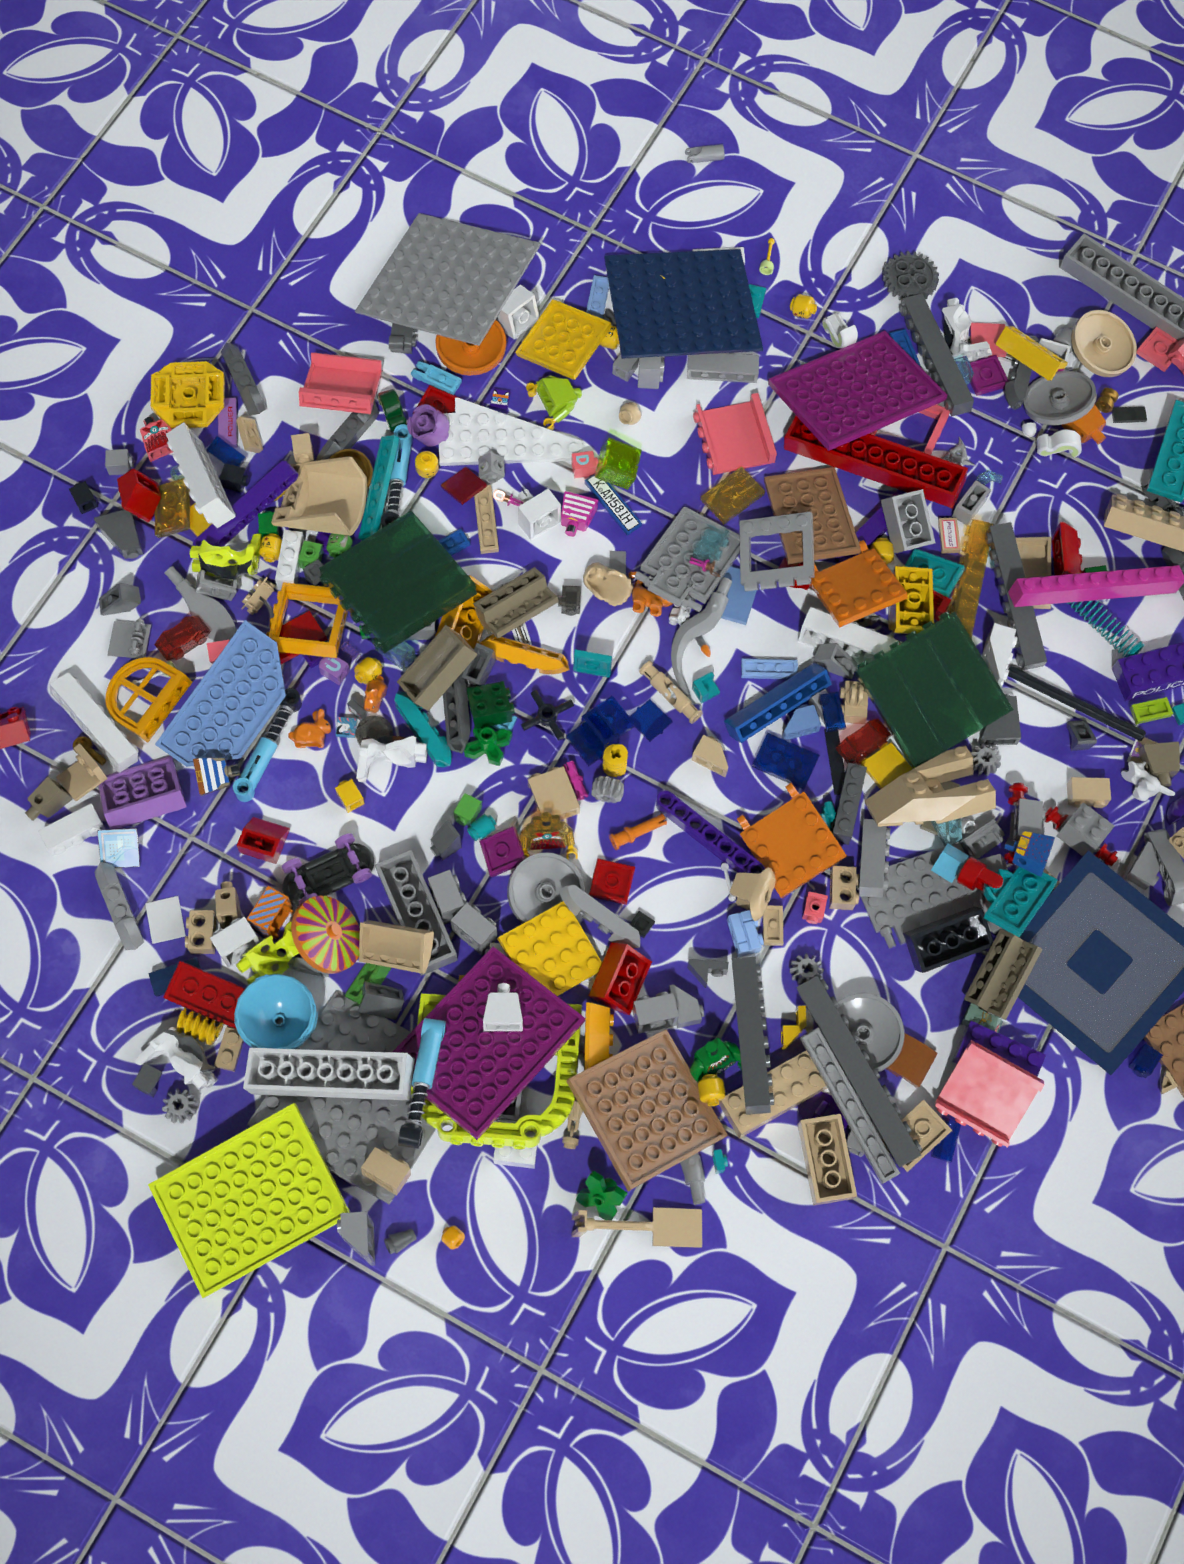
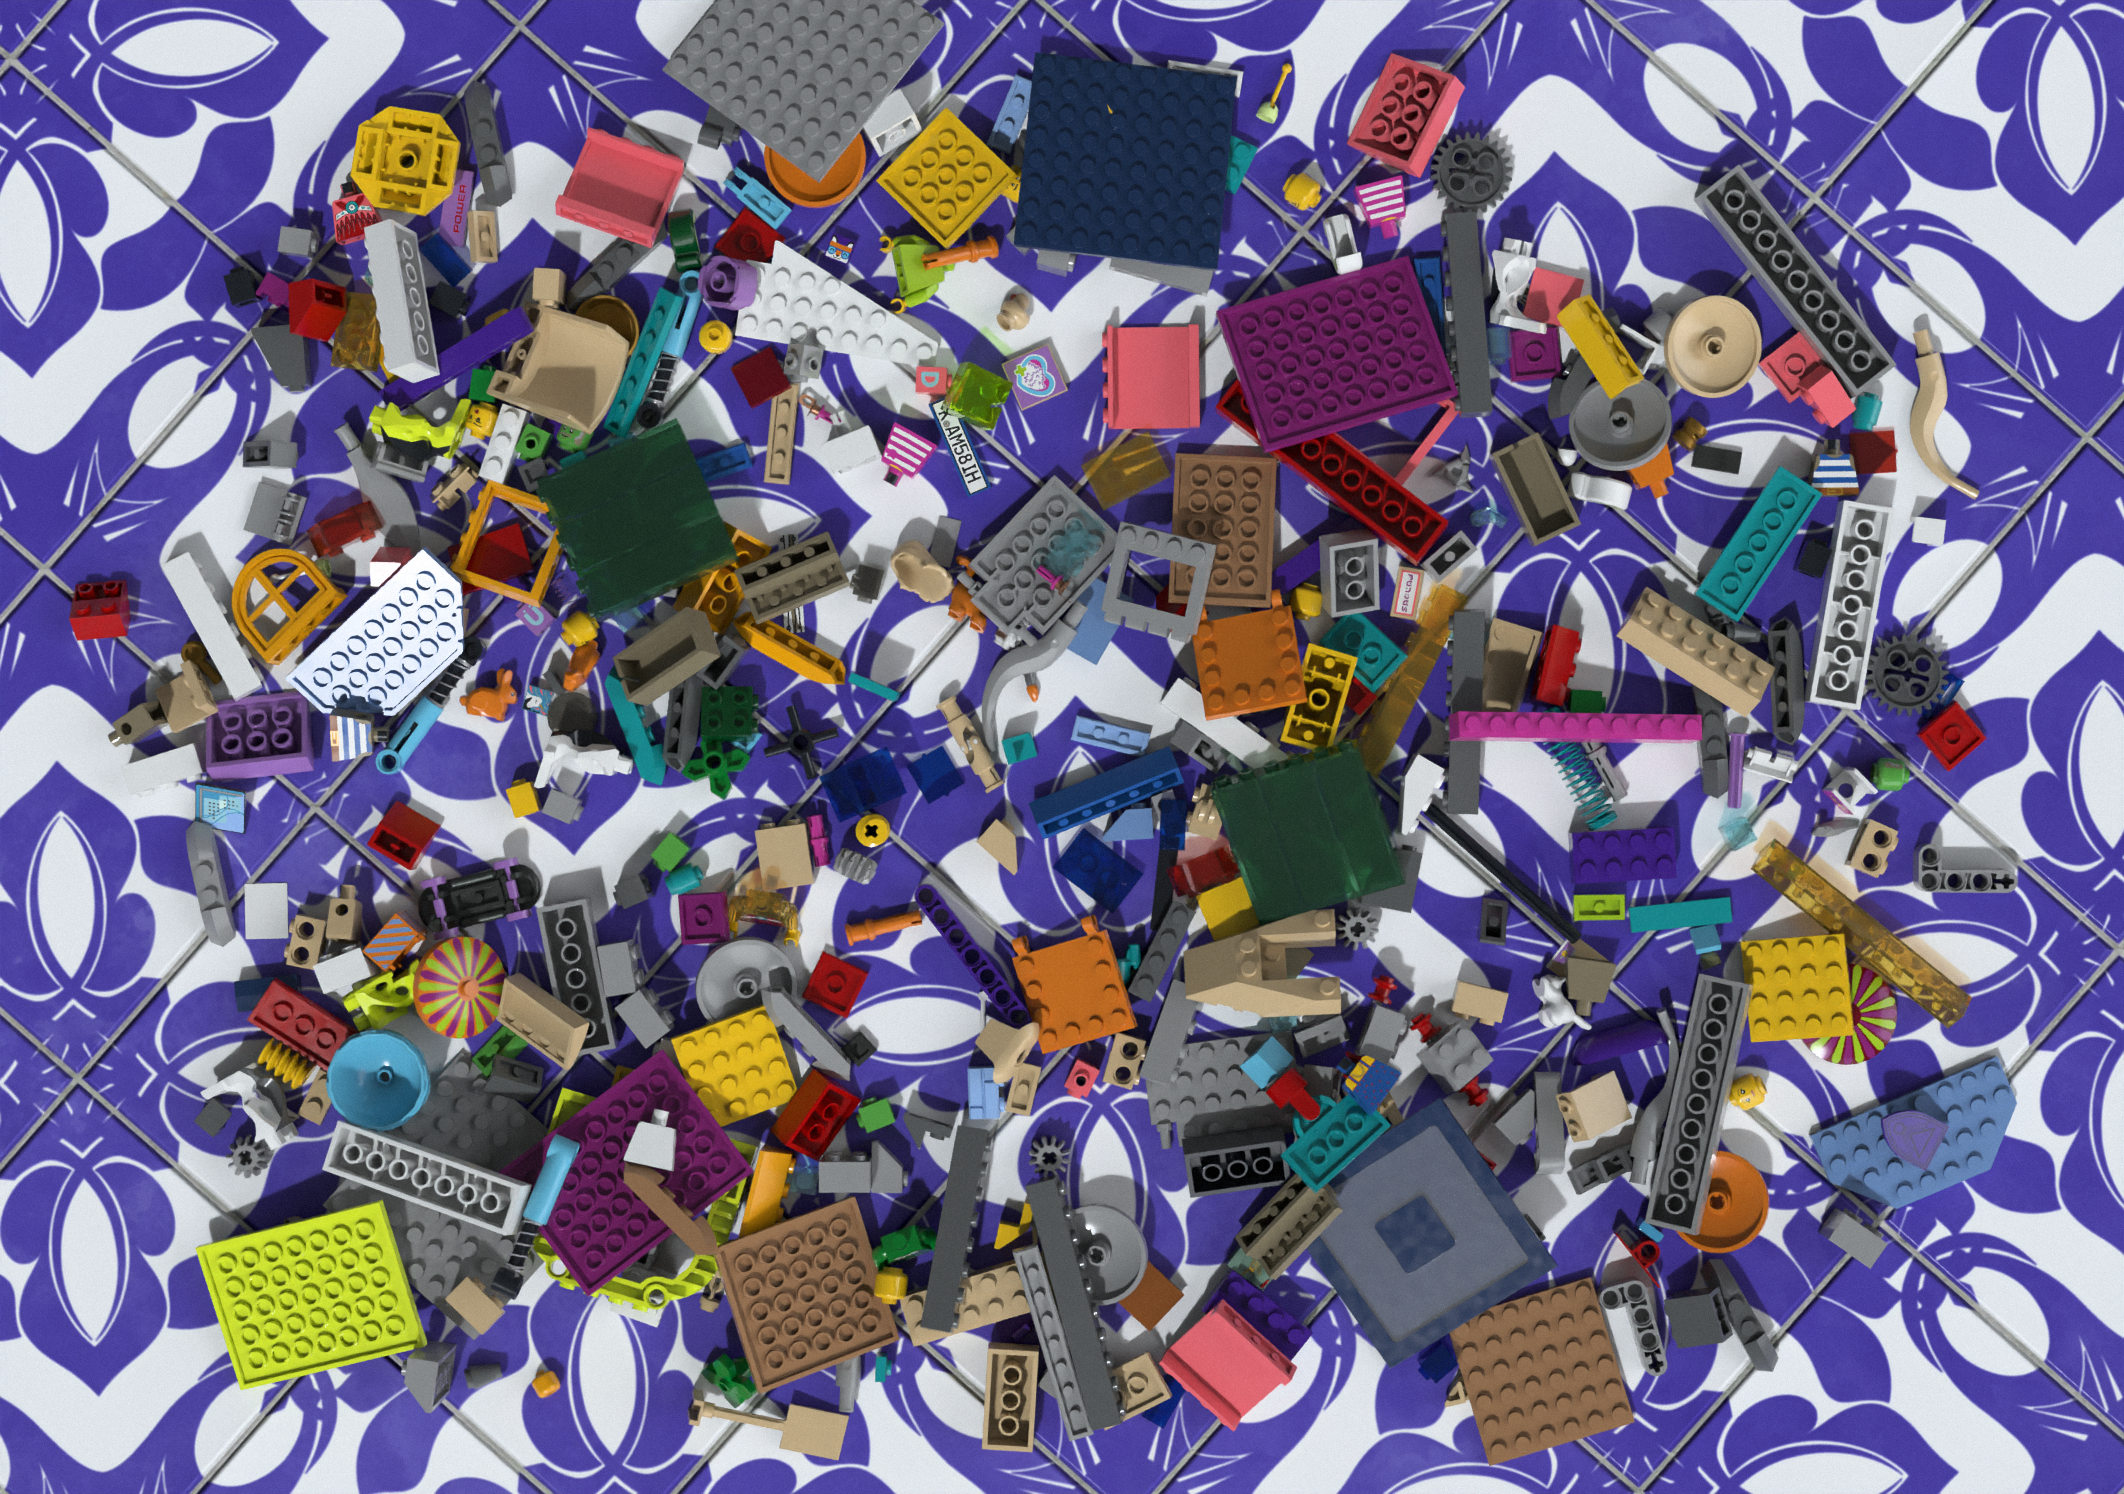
camera: 15 degrees right, 20 degrees up
(107, 494) = (275, 289): none -> magenta brick
(380, 794) = (563, 806): none -> light grey brick
(534, 1060) = (645, 1184): none -> medium nougat brick
(591, 379) = (970, 251): none -> orange pin
(624, 1027) = (805, 1179): none -> clear light blue brick
(655, 451) = (1034, 377): none -> tile
(666, 967) = (875, 1113): none -> bright green brick
(858, 251) = (1406, 114): none -> coral slope
(858, 304) = (1382, 204): none -> dark pink torso
(1016, 450) = (1534, 490): none -> dark tan piece
(1115, 609) = (1596, 753): none -> light grey pin

